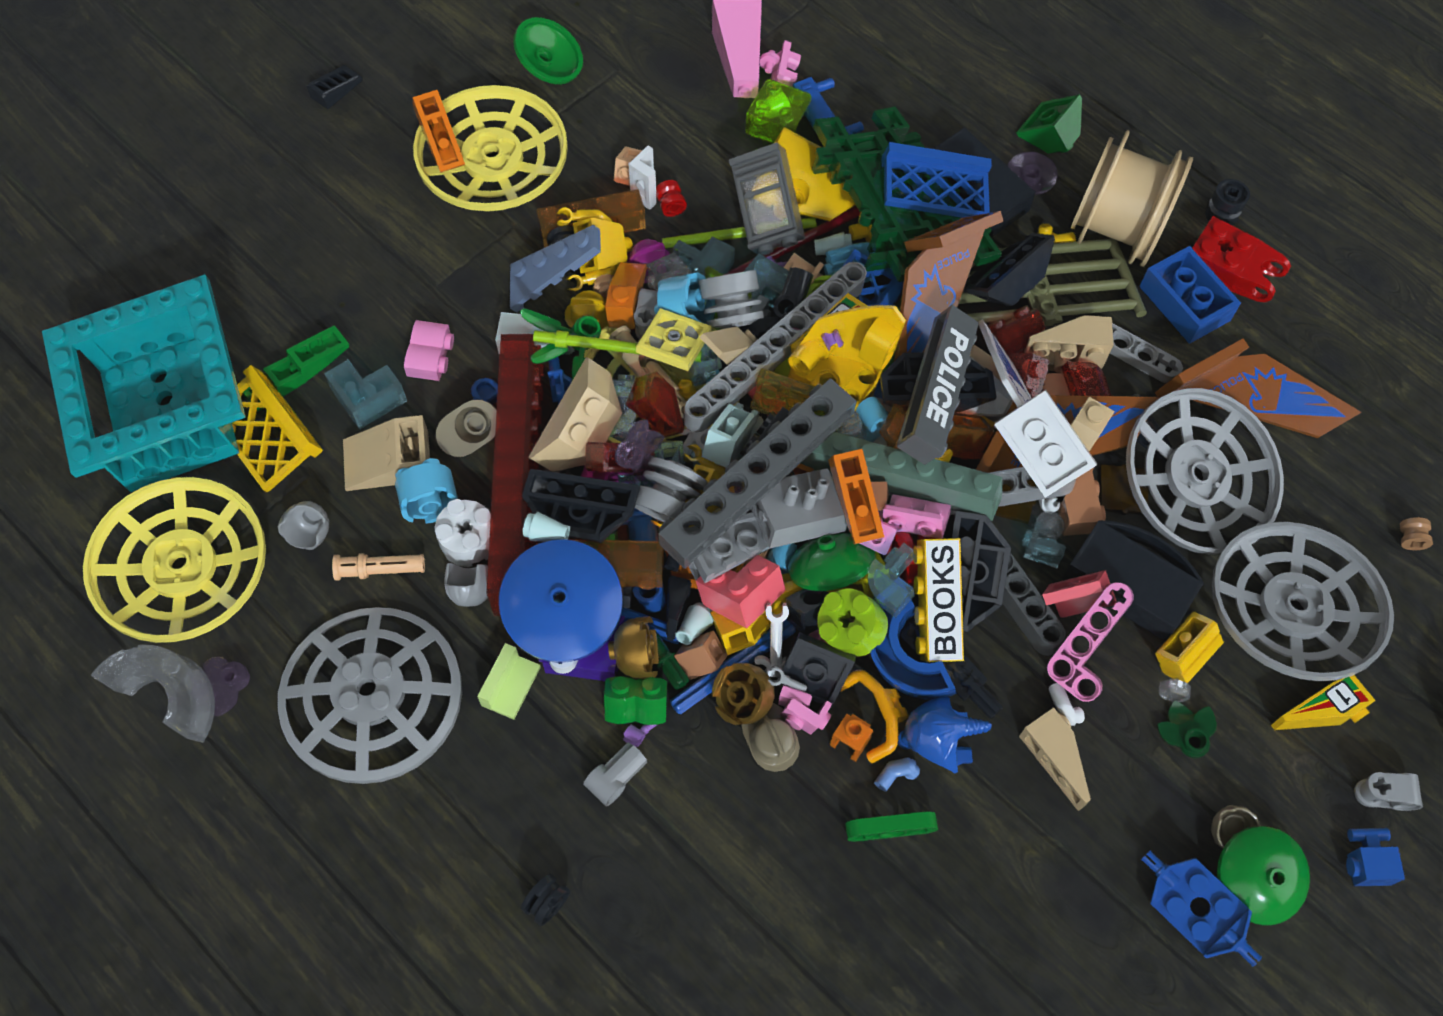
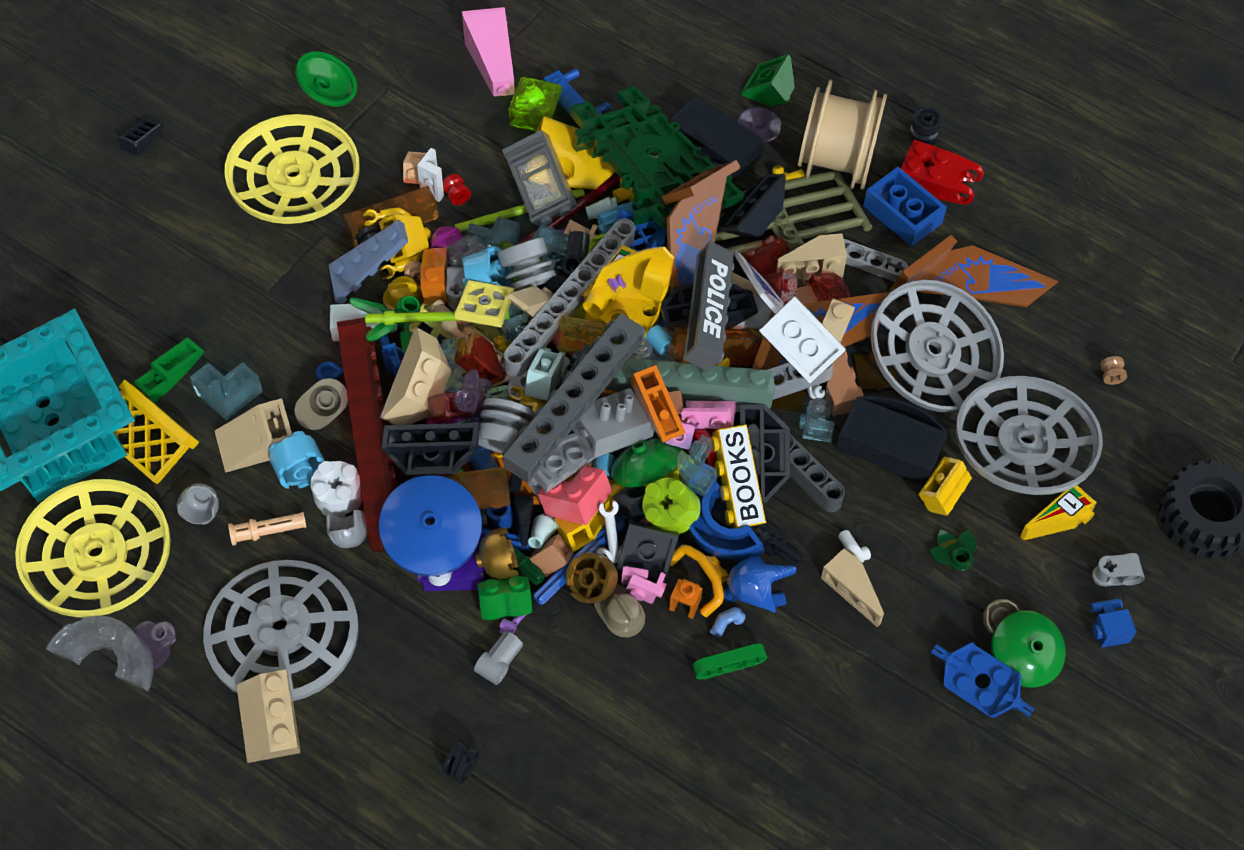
camera: 10 degrees left, 5 degrees down
(332, 801) = (268, 716): none -> tan slope
(428, 350) = (272, 346): bright pink brick -> none
(438, 131) = (245, 161): orange slope -> none
(508, 682) = (395, 602): yellowish green panel -> none
(543, 528) = (404, 470): light aqua cone -> none
(778, 64) = (527, 63): bright pink hips -> none
(786, 680) = (625, 561): light grey hand -> none
(937, 165) = (679, 129): blue fence -> none
(1078, 593) = (852, 457): coral panel -> none
(1095, 637) = (868, 488): bright pink beam -> none
(1174, 690) = (939, 521): clear tile -> none

